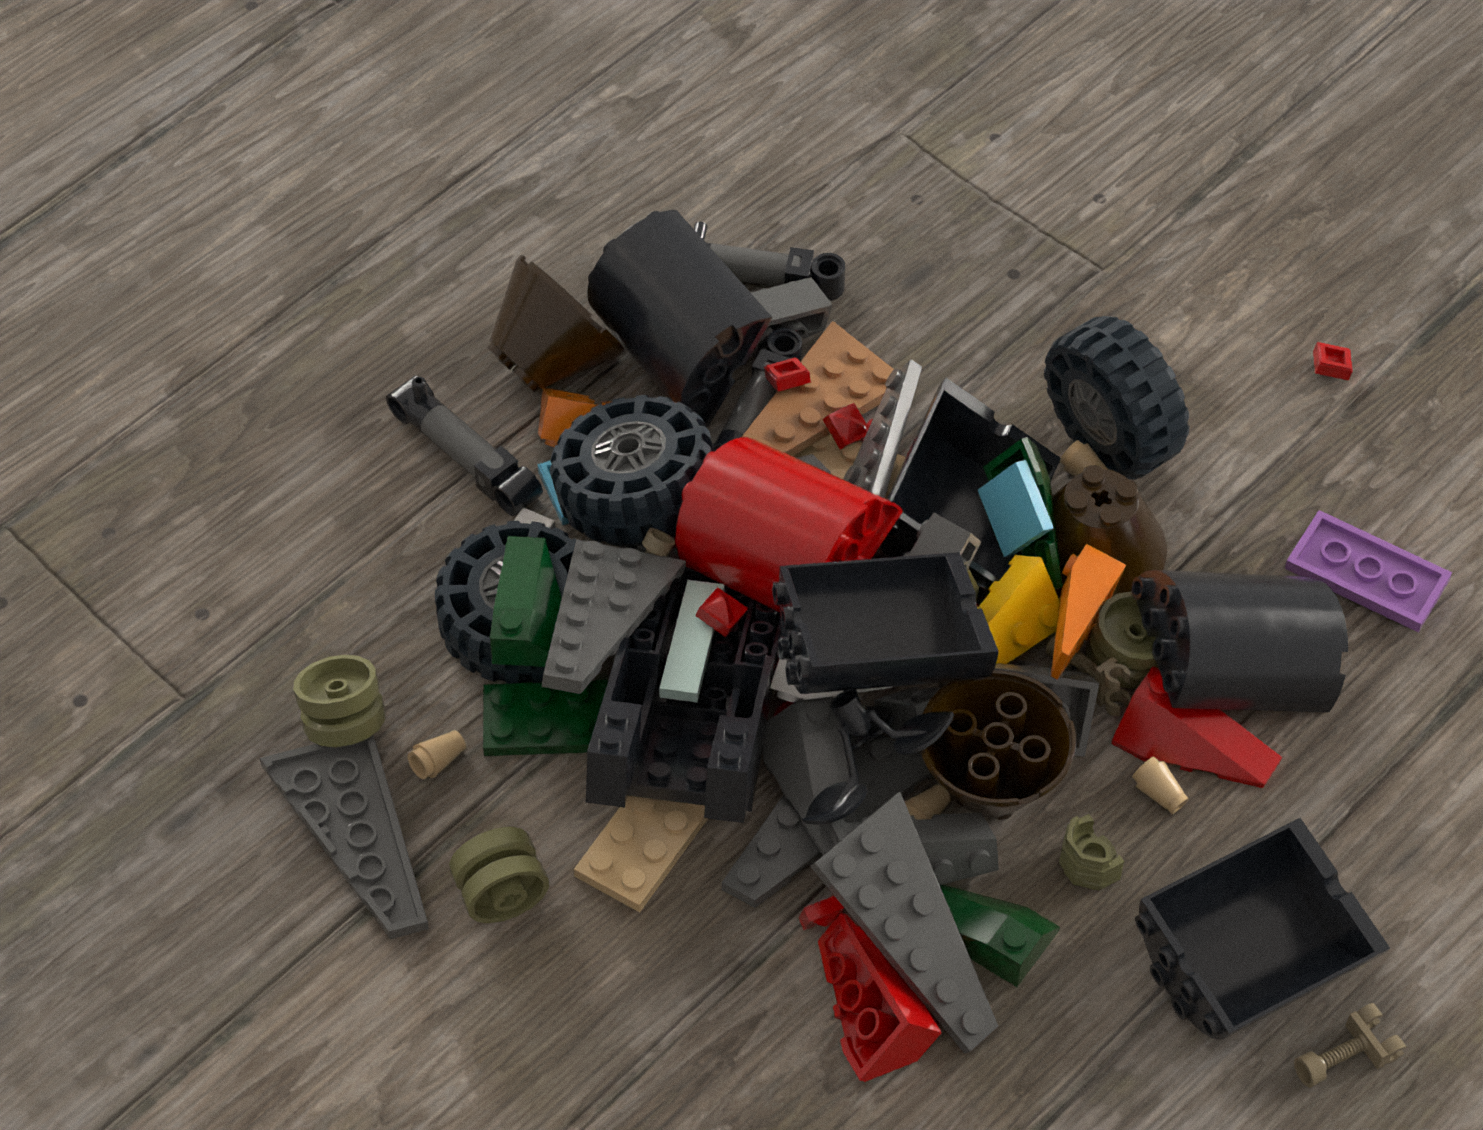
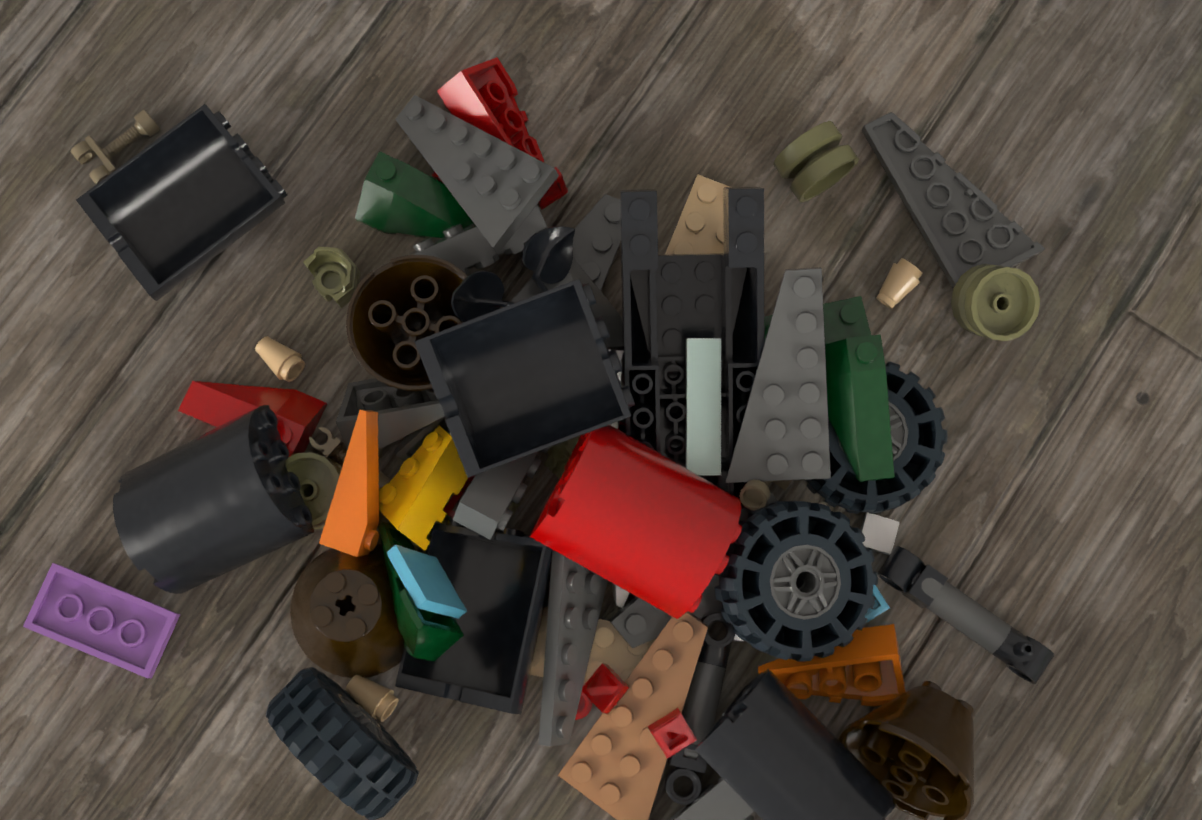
camera: 170 degrees right, 25 degrees up
(721, 612) = (682, 433): red tile -> none

